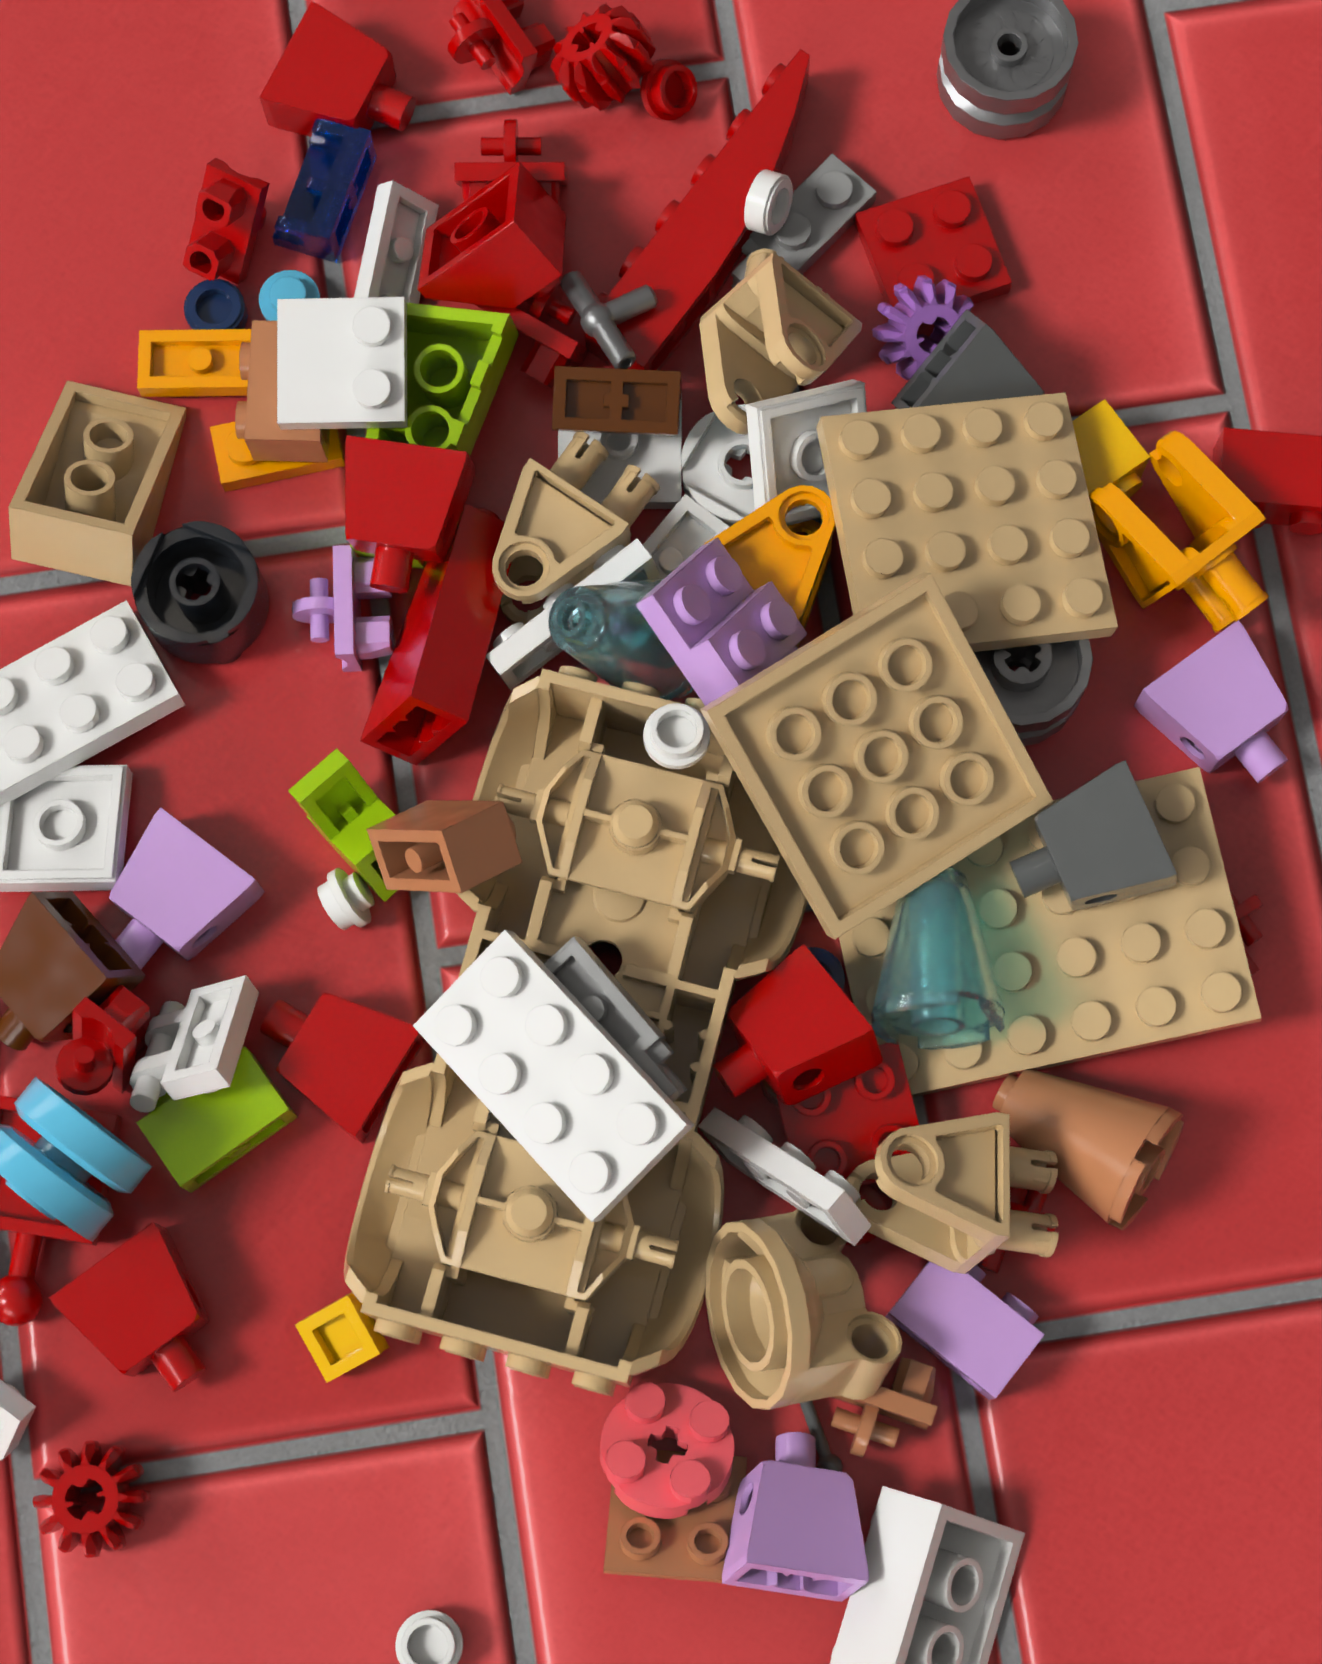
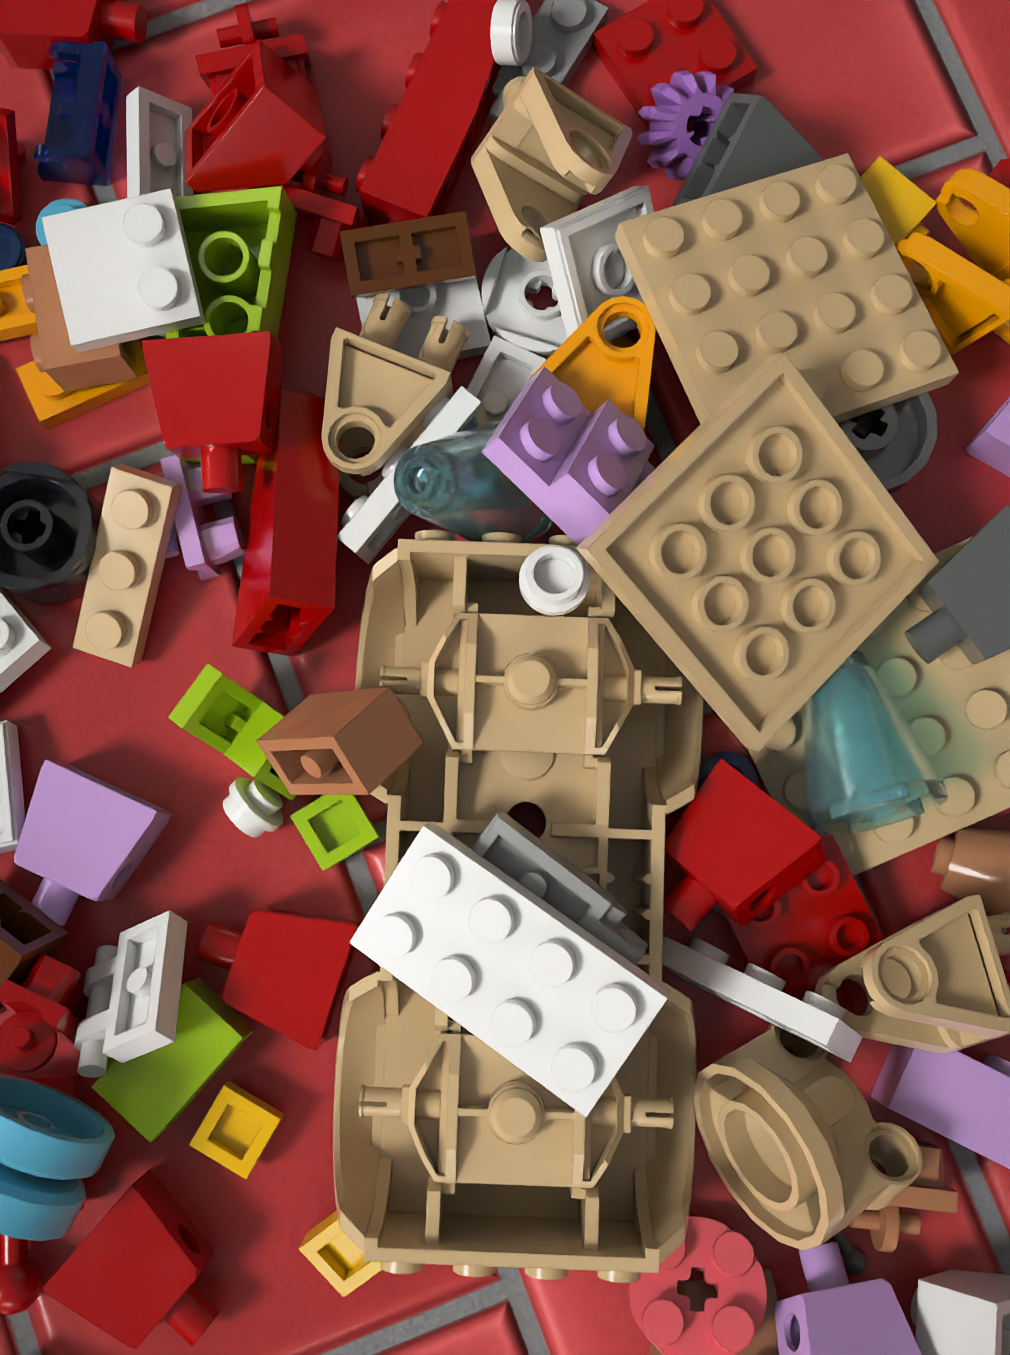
camera: 15 degrees left, 5 degrees up
(260, 1202) = (236, 1129): none -> yellow plate
(277, 641) = (126, 565): none -> tan plate
(420, 936) = (335, 828): none -> lime plate
(600, 318) = (375, 177): flat silver piece -> none

